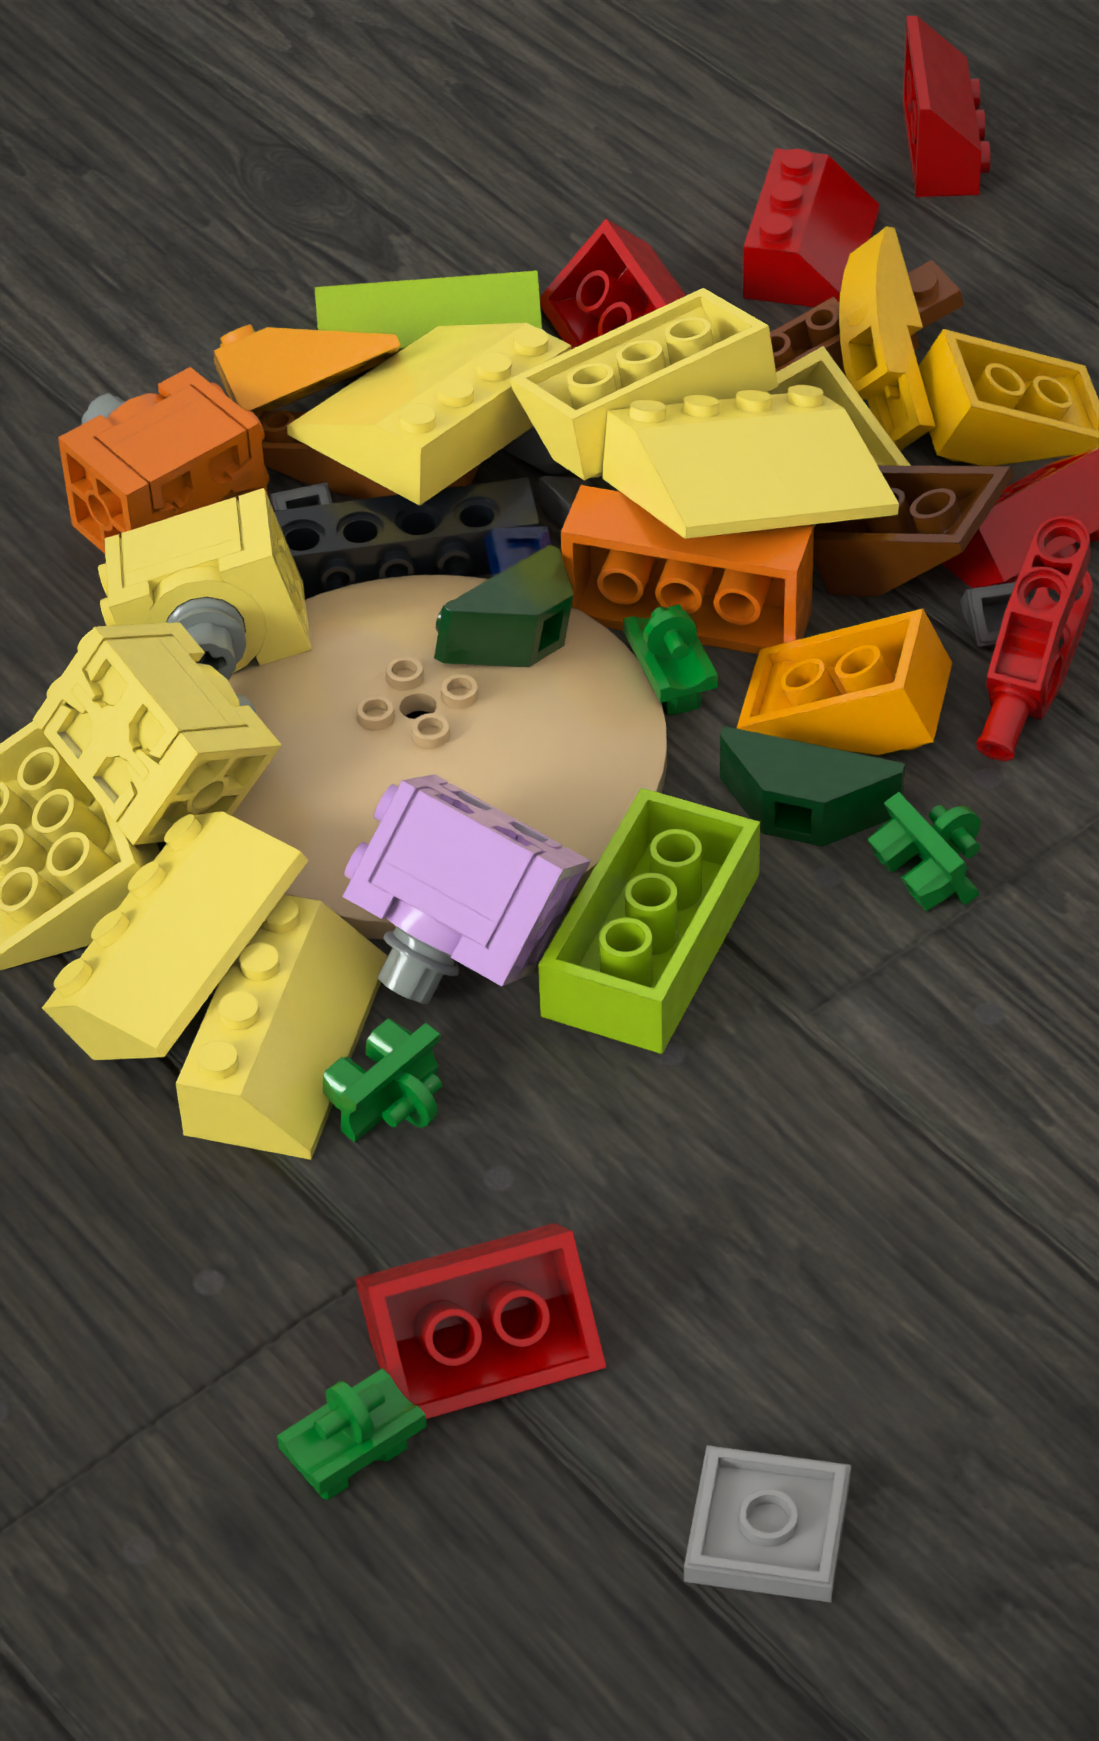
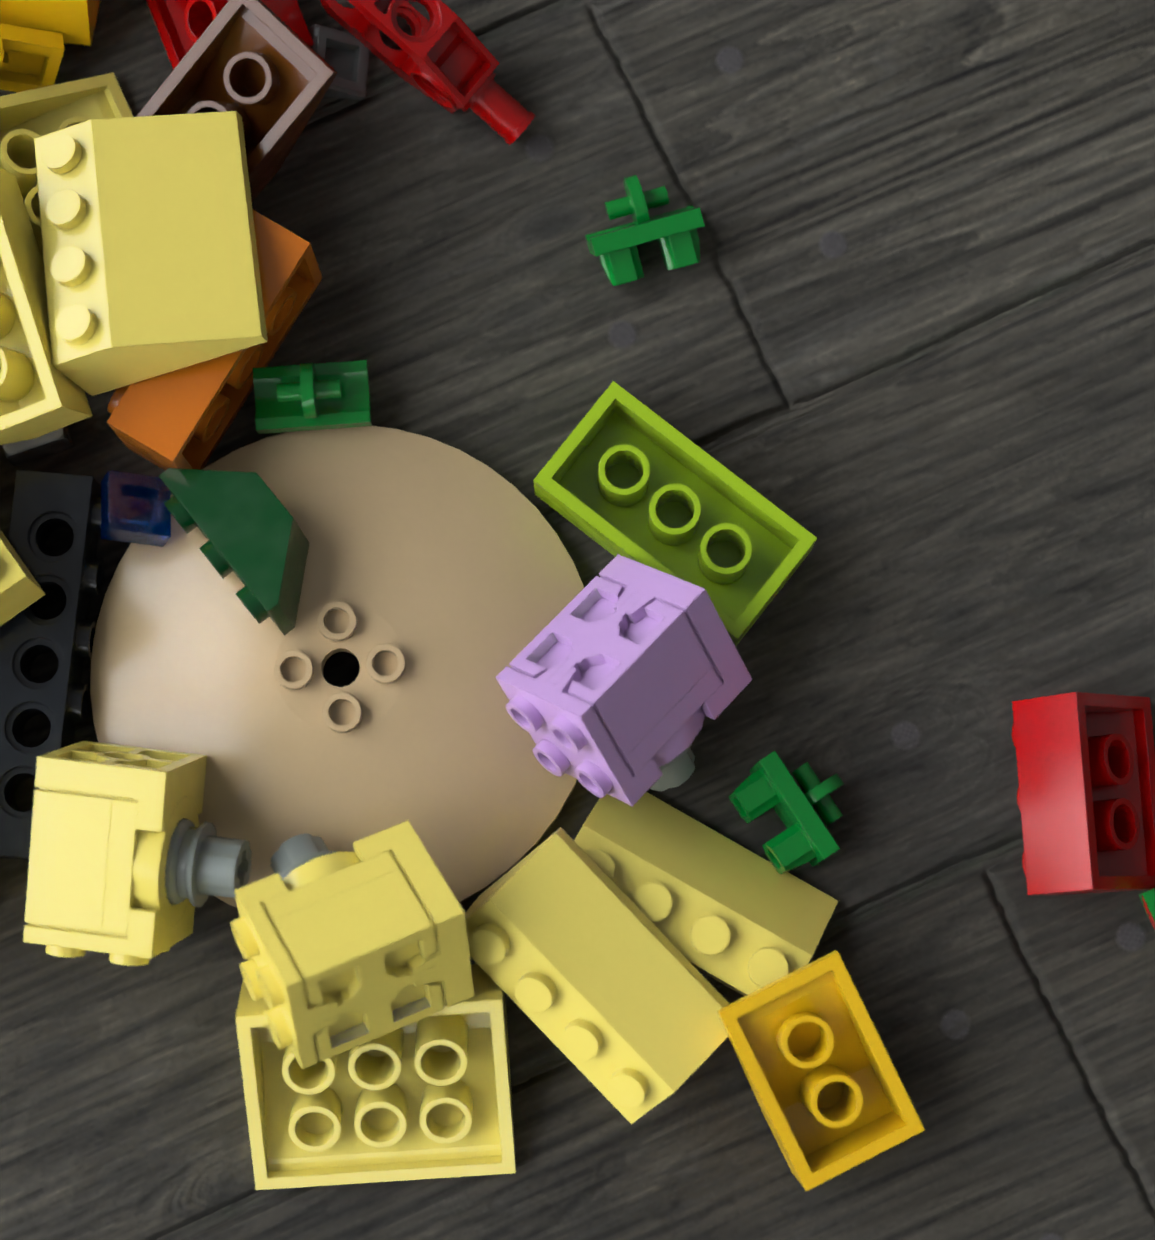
camera: 75 degrees left, 35 degrees up
(126, 1128) = (820, 1071): none -> yellow slope
(806, 788) = (525, 324): dark green slope -> none
(853, 687) = (404, 242): light orange slope -> none

